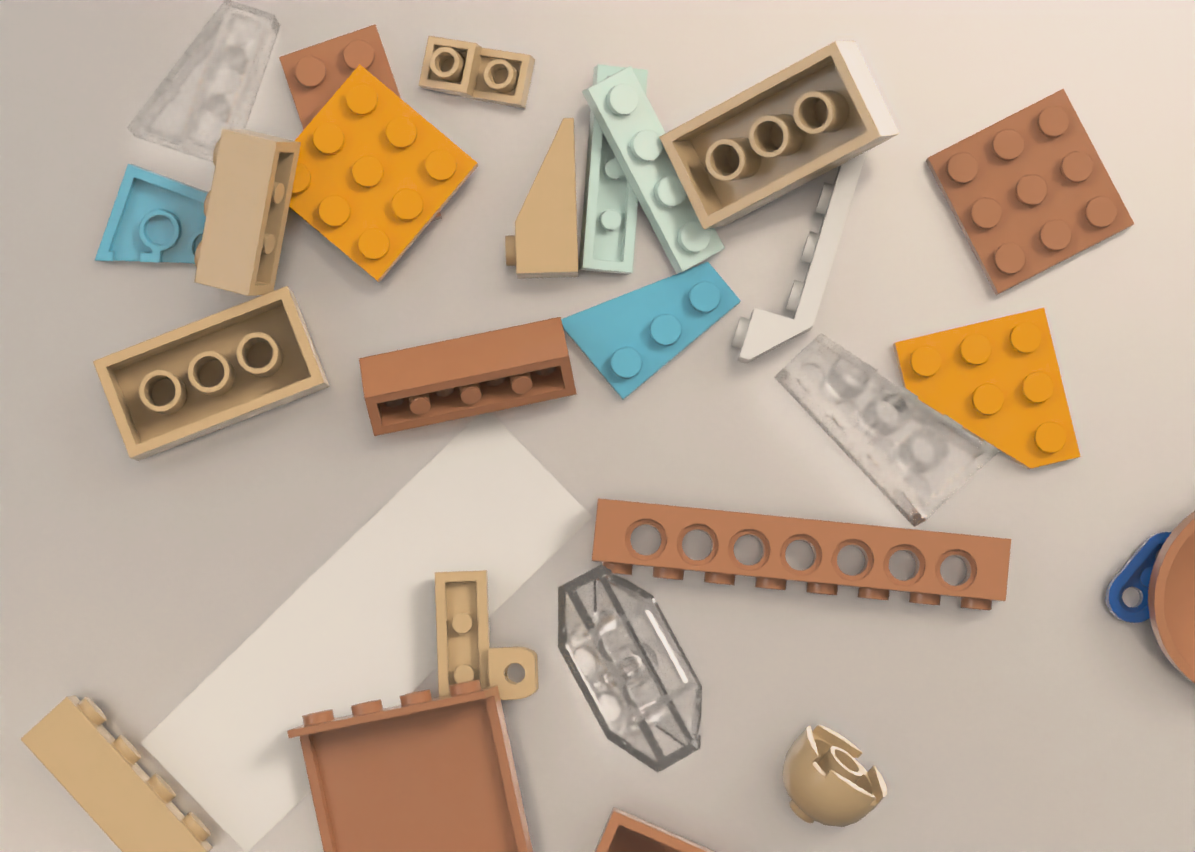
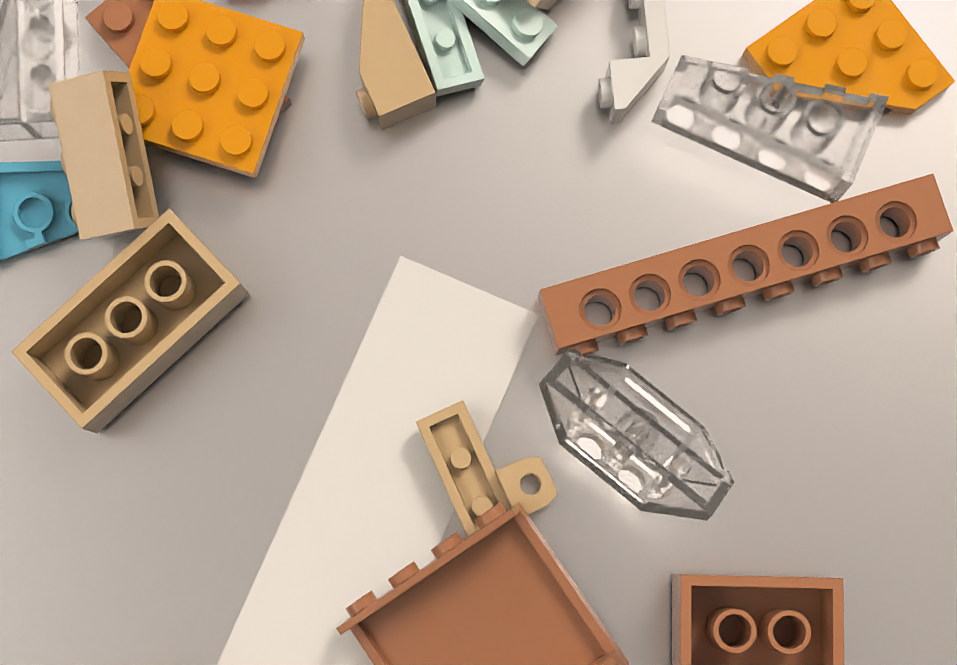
camera: 25 degrees left, 5 degrees down
(467, 376) = (373, 228): nougat brick -> none
(650, 326) = (519, 122): medium azure wing -> none
(828, 781) = (864, 465): tan cylinder -> none

